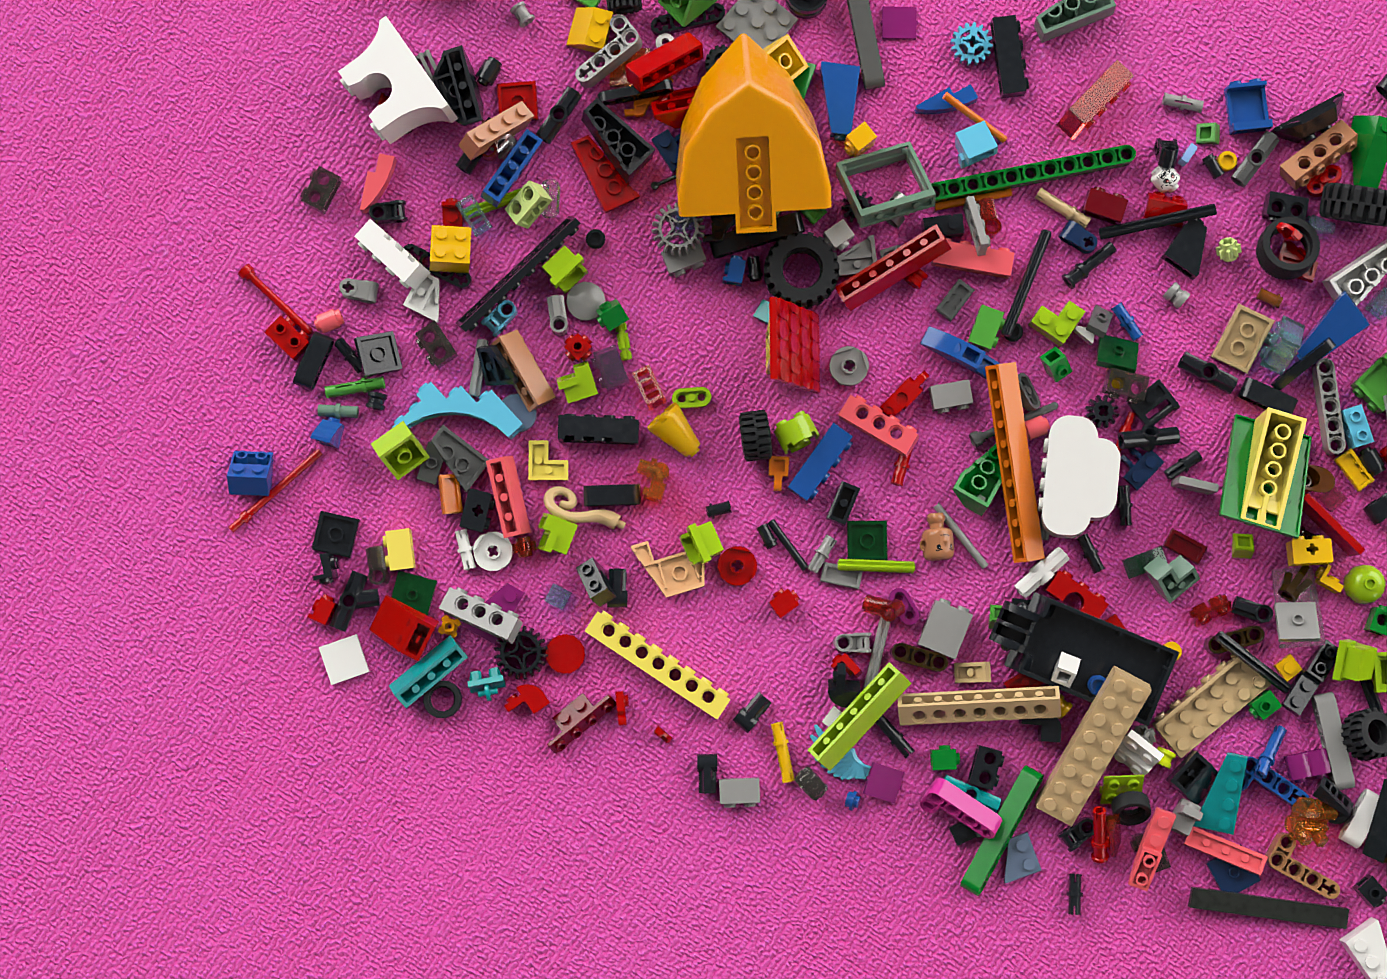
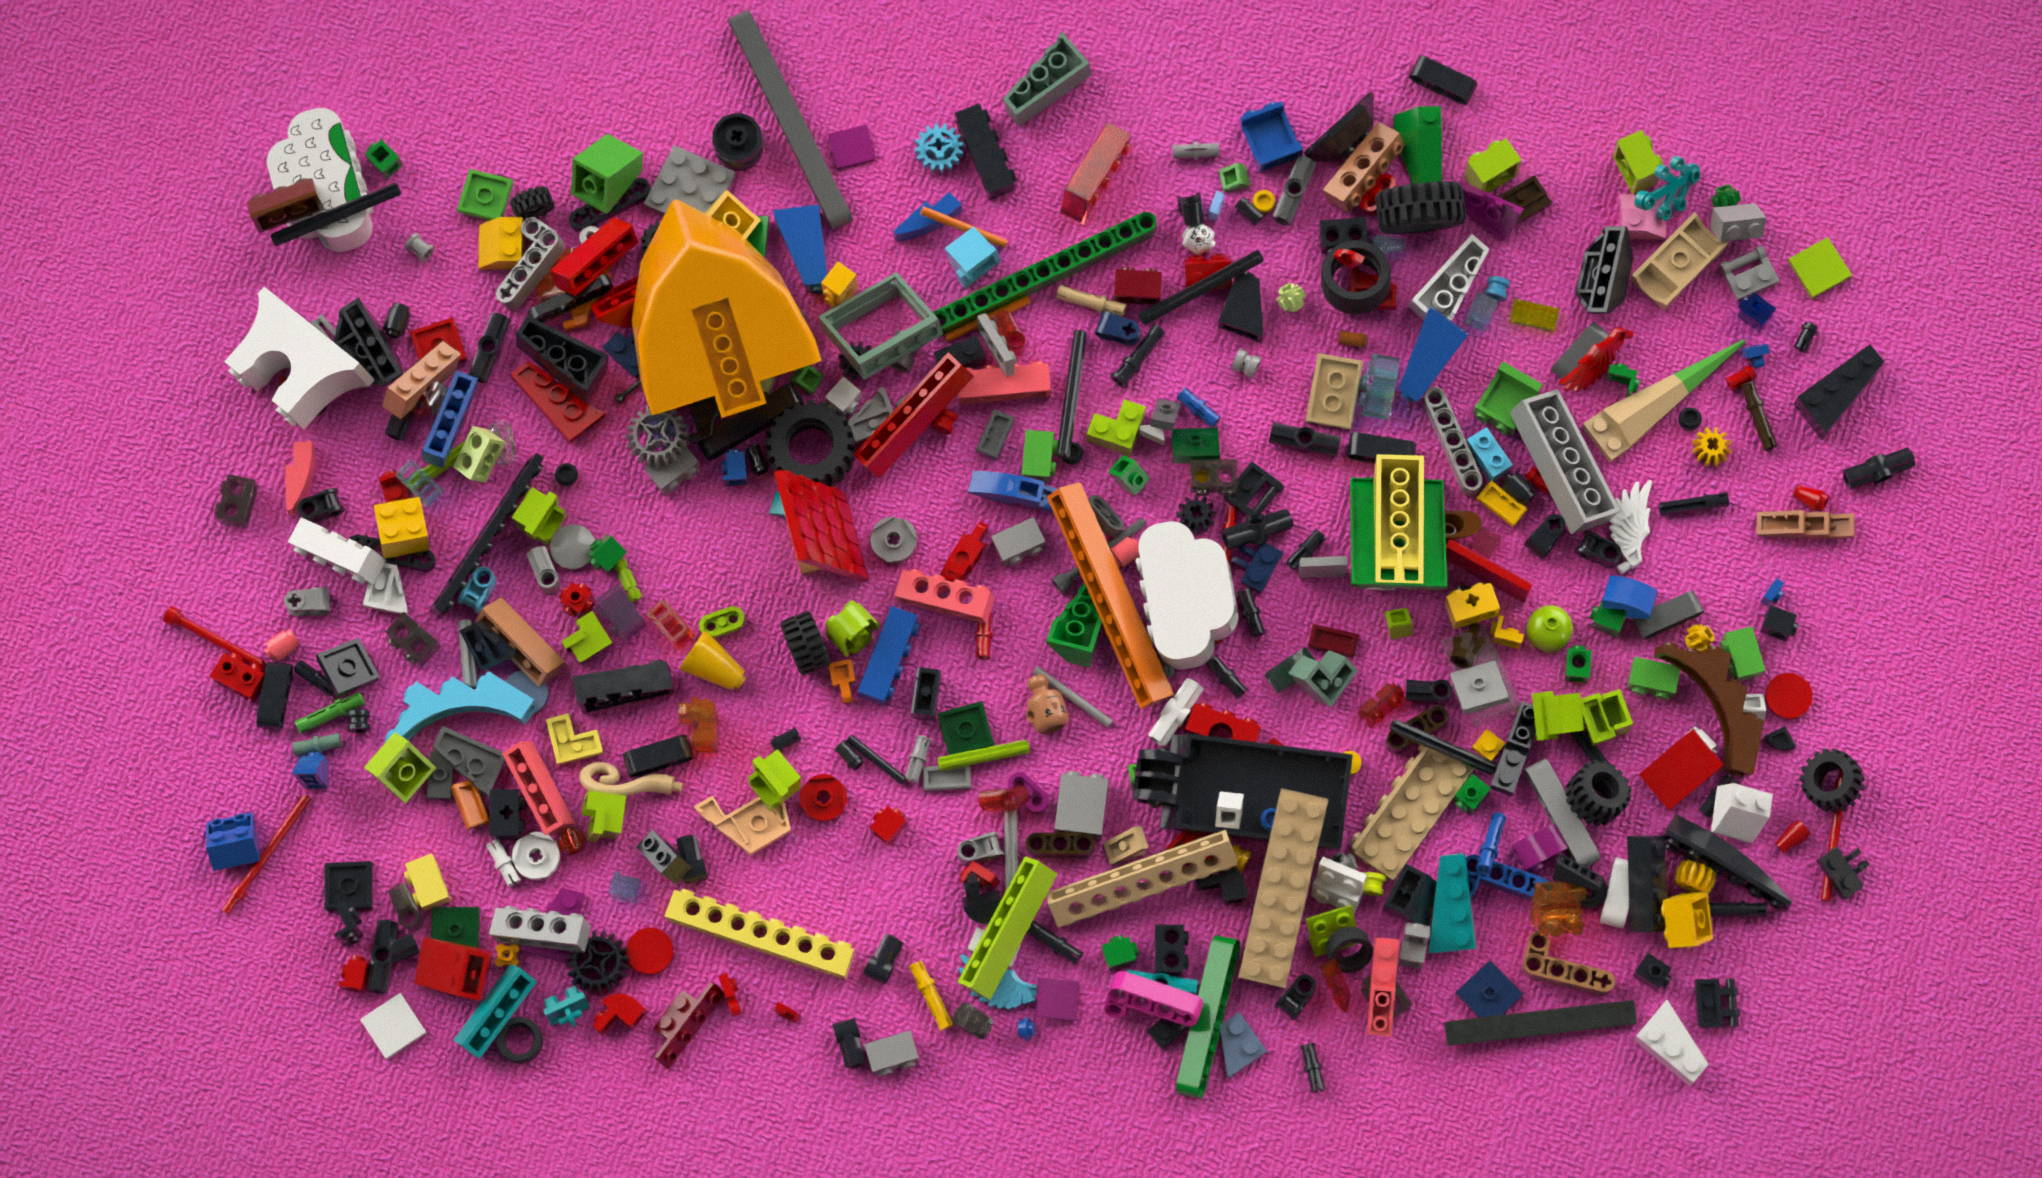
camera: 10 degrees left, 10 degrees down
(1099, 841) = (1323, 997): red pin -> none
(1226, 851) = (1471, 969): coral plate -> none
(1303, 364) = (1408, 399): black beam -> none

